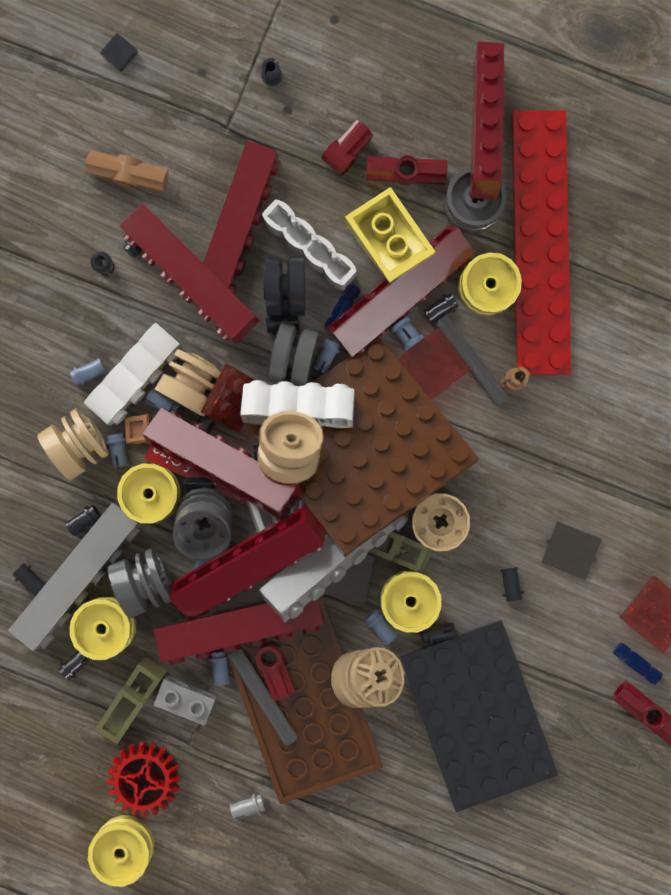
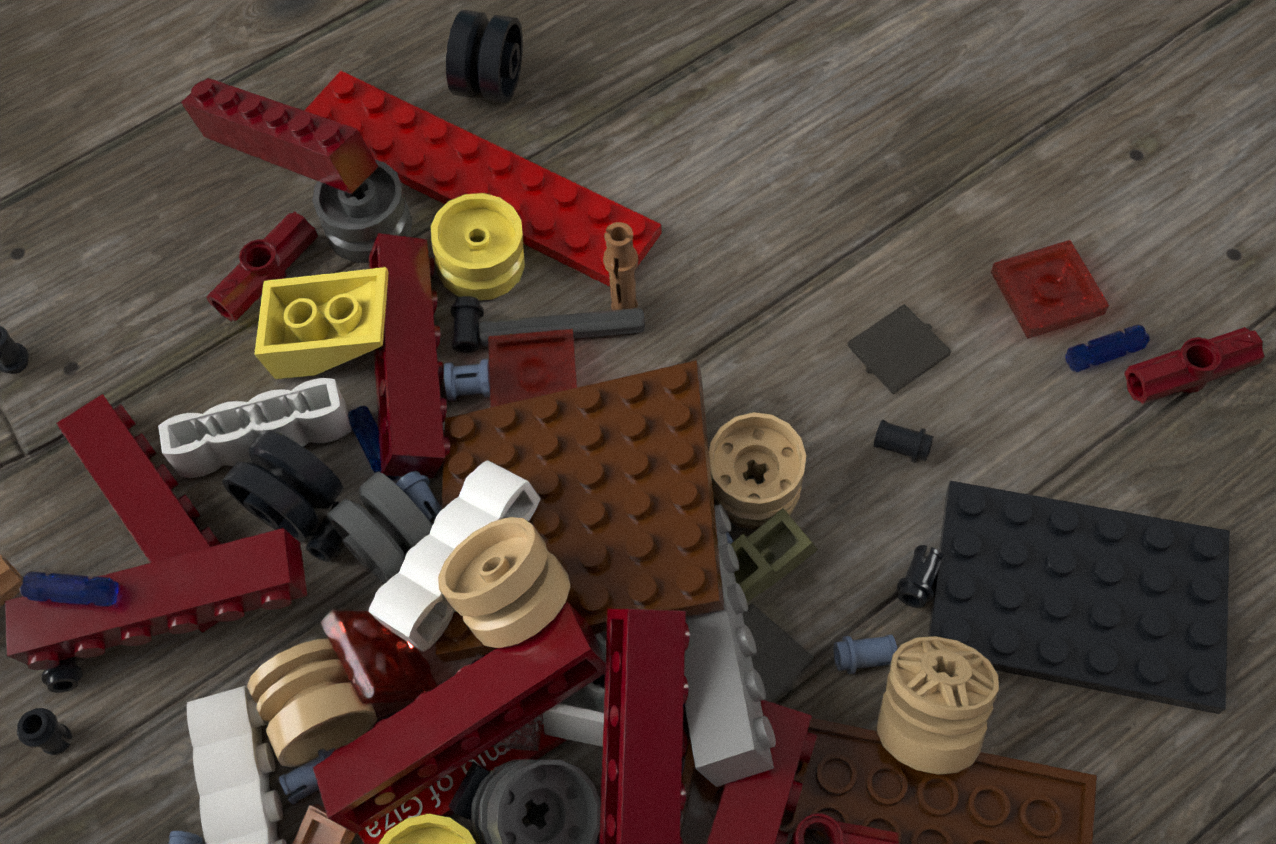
camera: 55 degrees left, 25 degrees down
(164, 233) = (69, 588): none -> clear blue axle
(342, 153) = (178, 324): dark red piece -> none
(426, 601) = (849, 579): light yellow wheel -> none
(621, 197) = (484, 56): none -> black wheel

